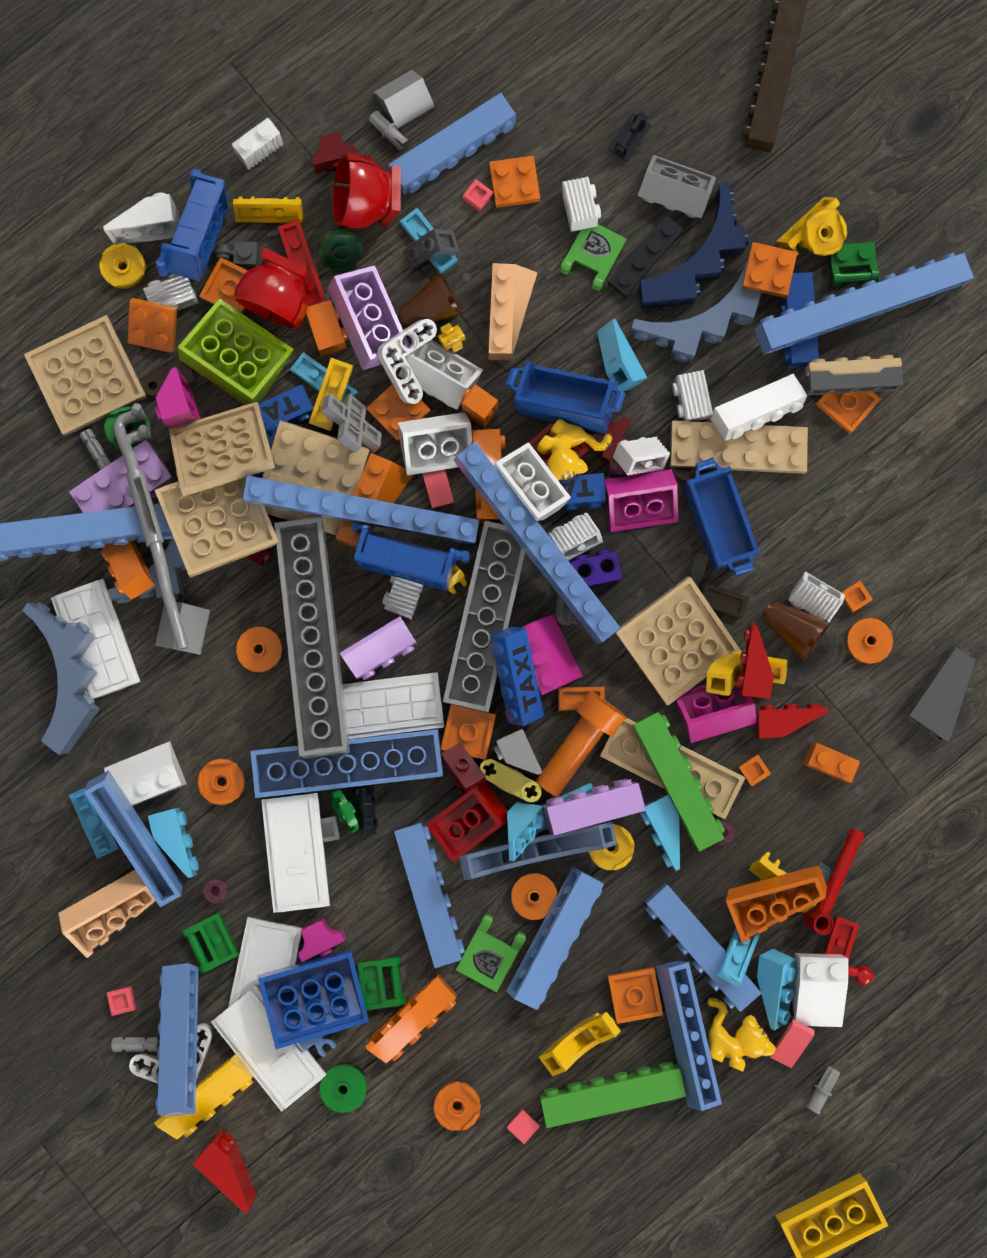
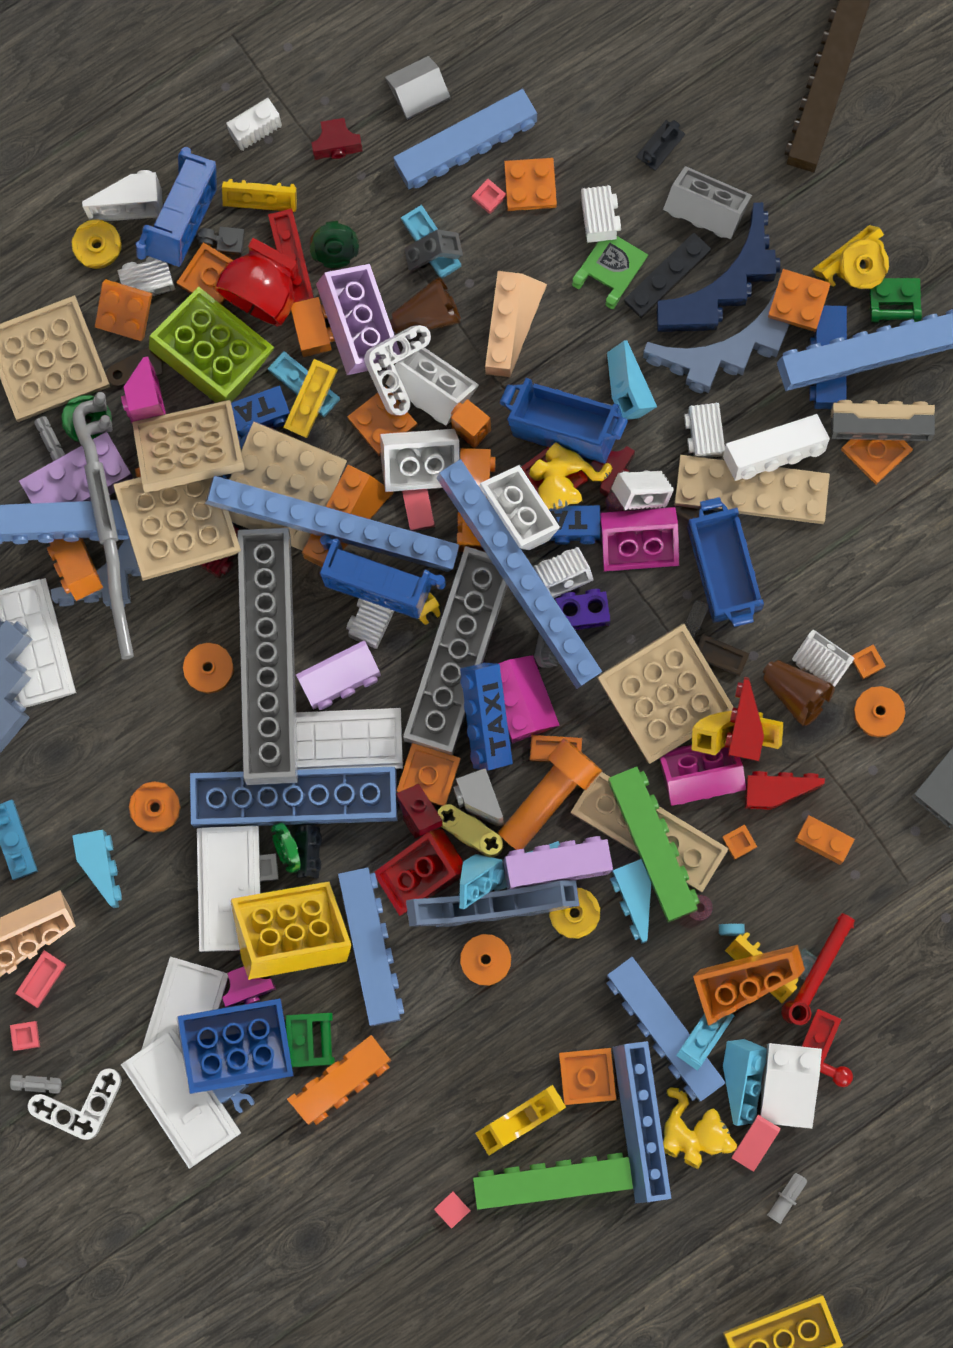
camera: 15 degrees right, 5 degrees down
(131, 947) = (40, 979): none -> coral tile
(134, 838) = (57, 856): medium blue brick -> none
(148, 774) = (71, 795): white slope -> none
(177, 1040) = (85, 1076): medium blue brick -> none
(194, 623) = (141, 634): light grey slope -> none
(208, 891) = (131, 919): clear pink plate -> none
(210, 1093) = (108, 1144): yellow slope -> none
(217, 940) = (135, 977): green plate -> none
(226, 1169) = (124, 1221): red slope -> none
(343, 1075) = (272, 1151): green plate -> none
(352, 425) = (330, 428): light grey plate -> none
(354, 886) = (290, 930): none -> yellow slope
(370, 195) = (372, 188): red plate -> none
(388, 130) = (397, 119): light grey axle -> none
(451, 337) = (446, 347): yellow gear -> none
(454, 1118) = (367, 1181): orange plate -> none
(488, 957) = (430, 1023): bright green flag -> none
(555, 938) = (504, 1005): medium blue brick -> none
(754, 851) = (731, 929): none -> medium azure tile

